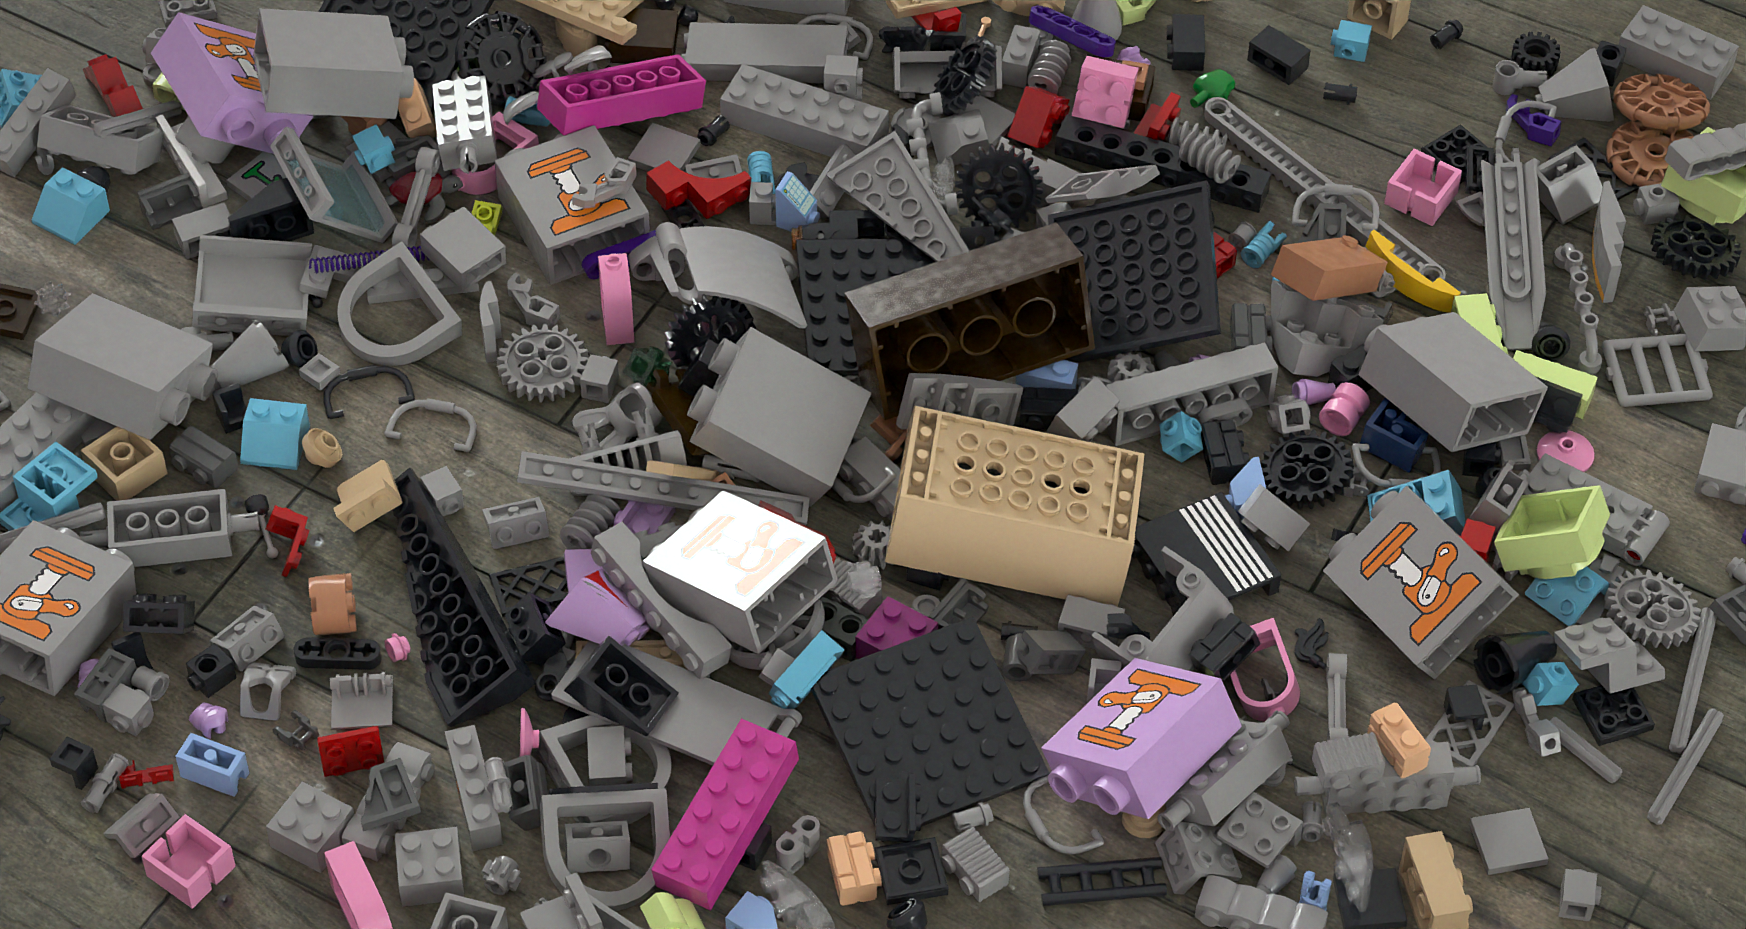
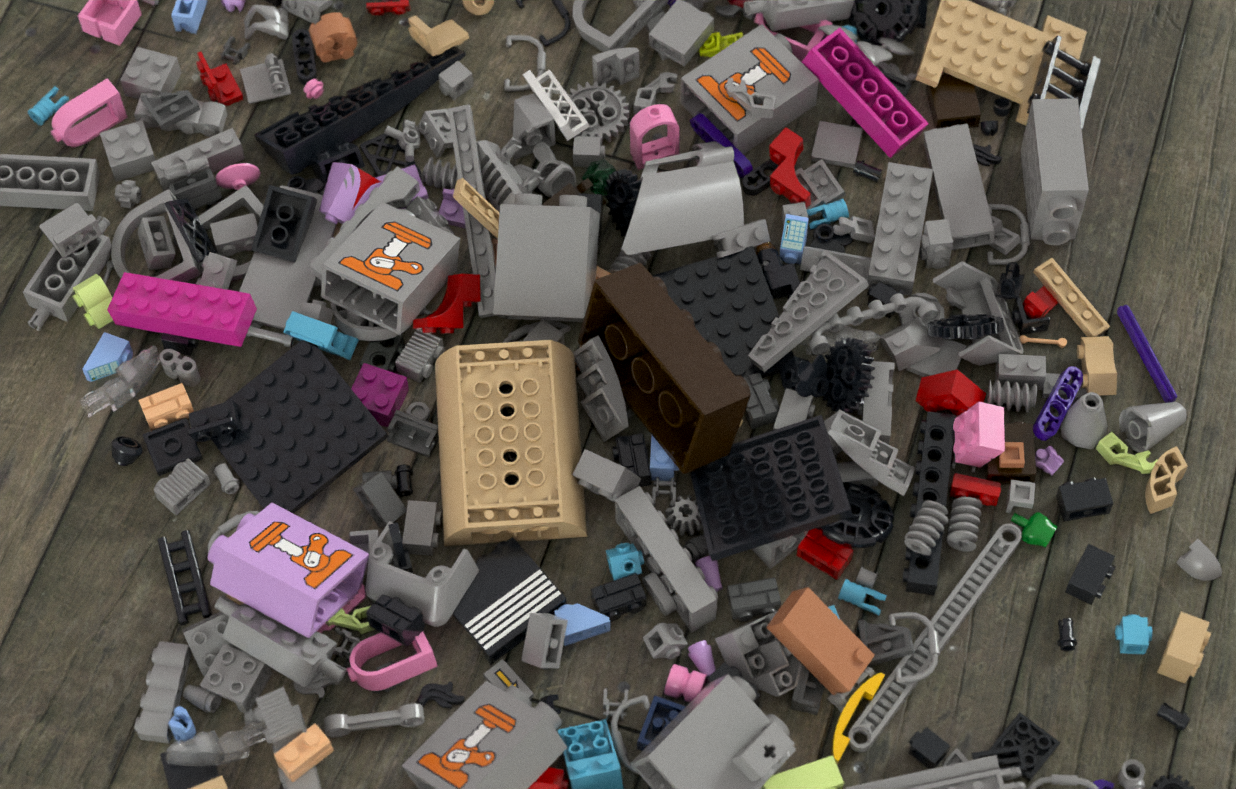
camera: 80 degrees right, 10 degrees up
(516, 556) = (408, 139): none -> light grey piece
(524, 393) = (554, 107): none -> white fence
(540, 422) = (532, 124): none -> light grey slope
(676, 774) = (217, 271): none -> light grey brick
(784, 244) = (742, 237): none -> light grey hinge
(792, 153) = (857, 227): none -> light grey plate
(864, 579) = (411, 355): clear gear -> none
(1176, 82) = (1020, 495): none -> light grey panel
(1306, 576) = (503, 676): none -> light grey tile
(1307, 469) = (591, 663): black gear -> none
(1415, 192) = (961, 715): bright pink piece -> none
(1453, 224) = (928, 748): none -> black brick
(1465, 324) = (751, 758): none -> light grey brick

